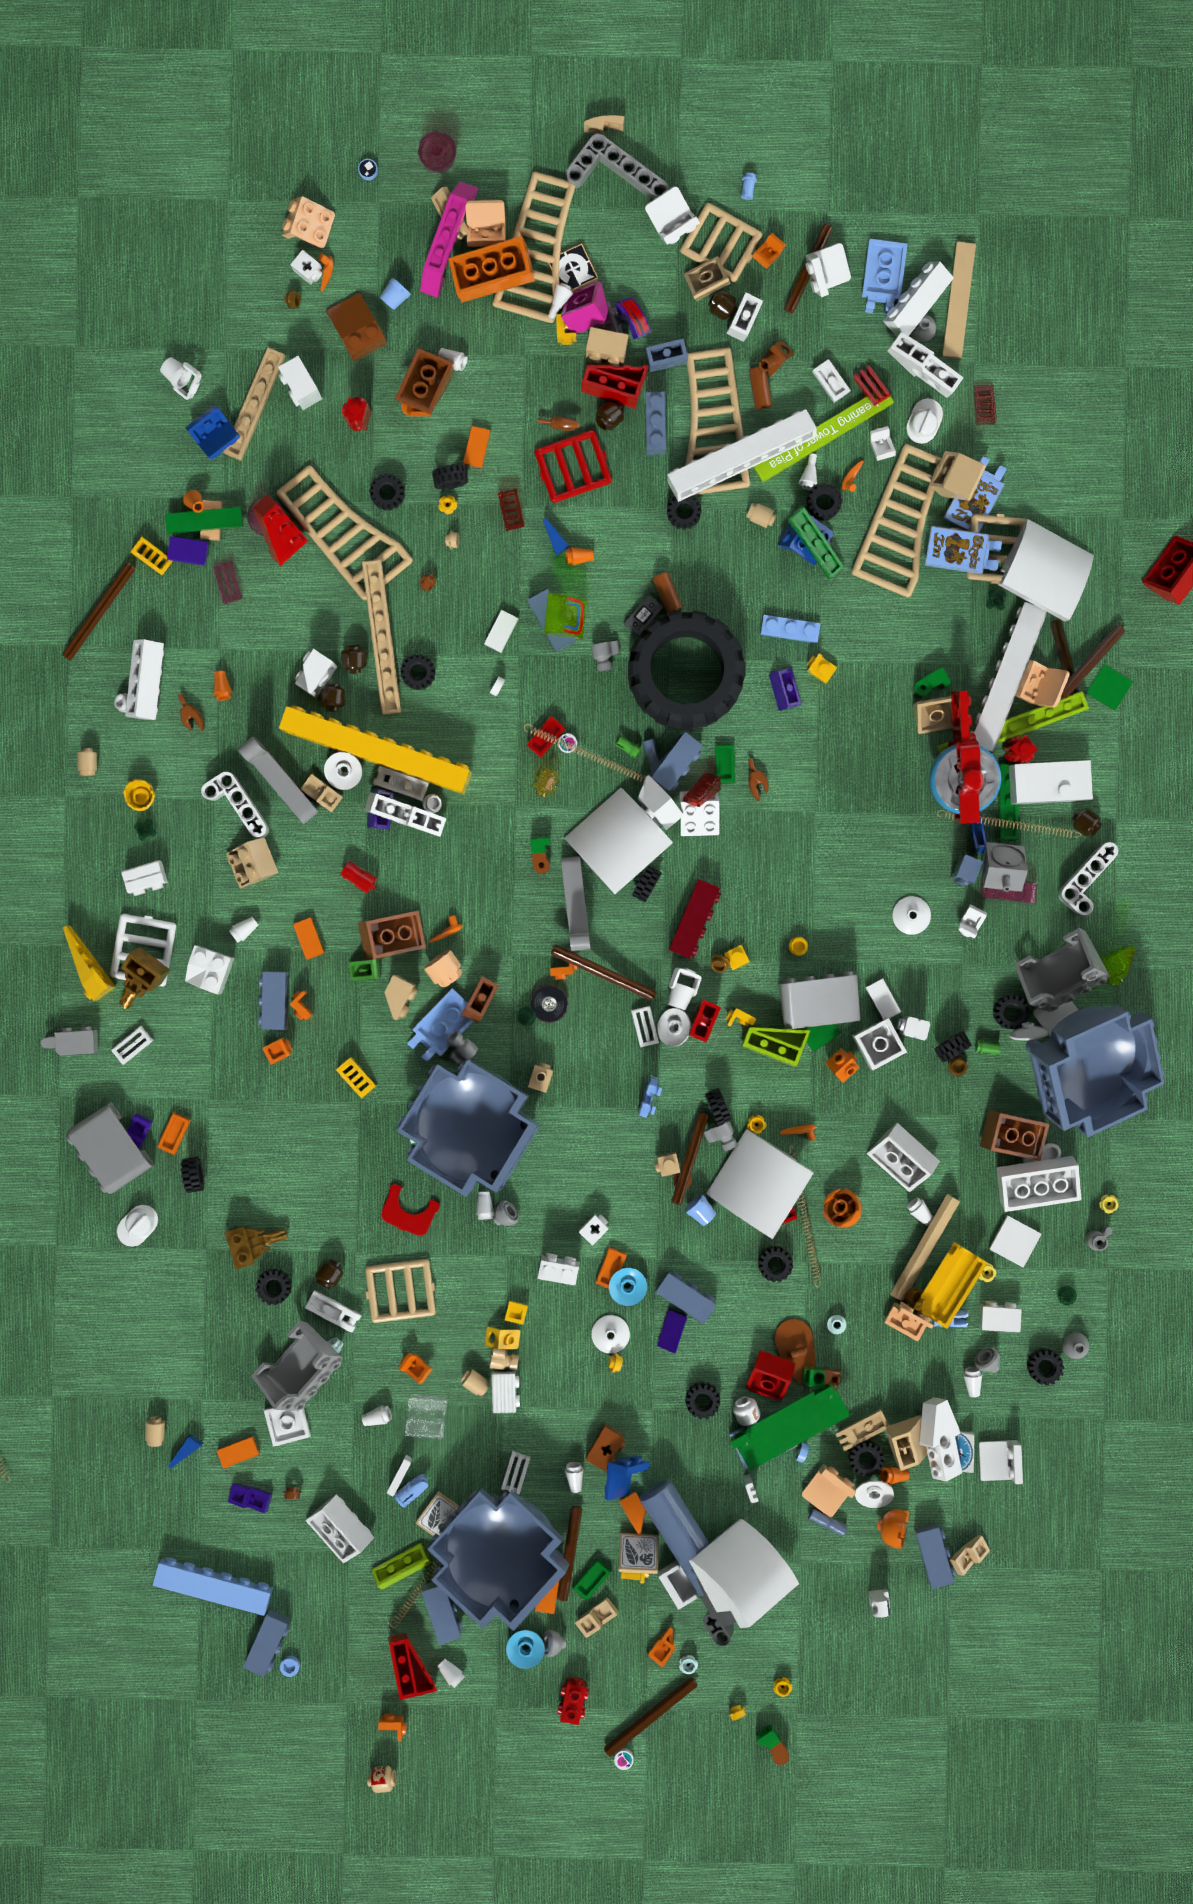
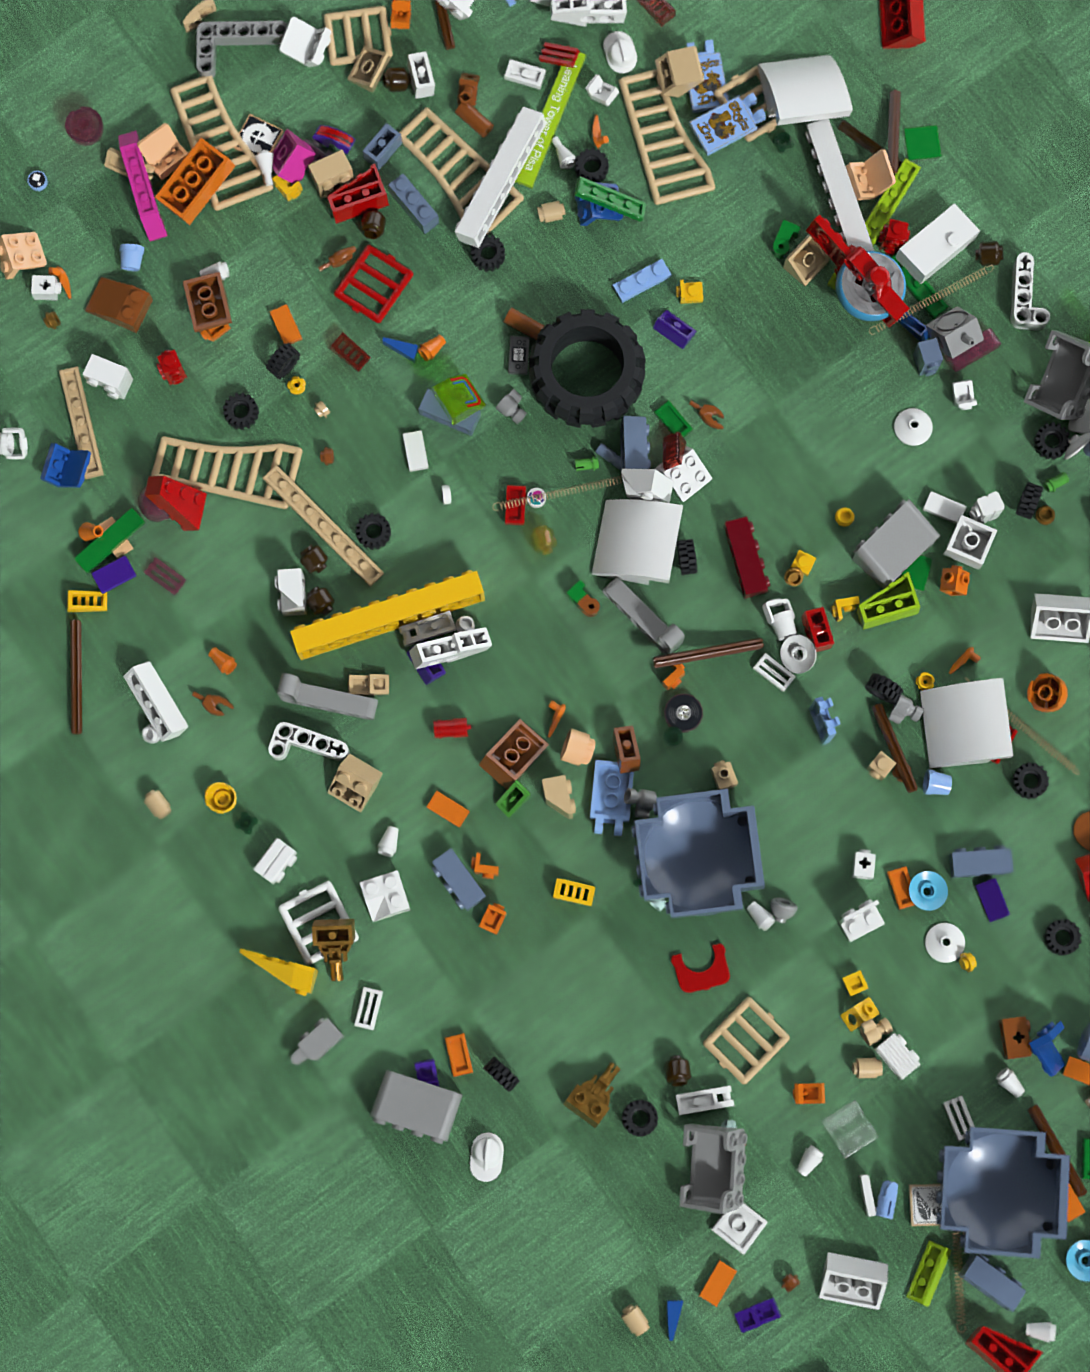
camera: 35 degrees left, 10 degrees down
(338, 778) = (380, 659): white dish -> none

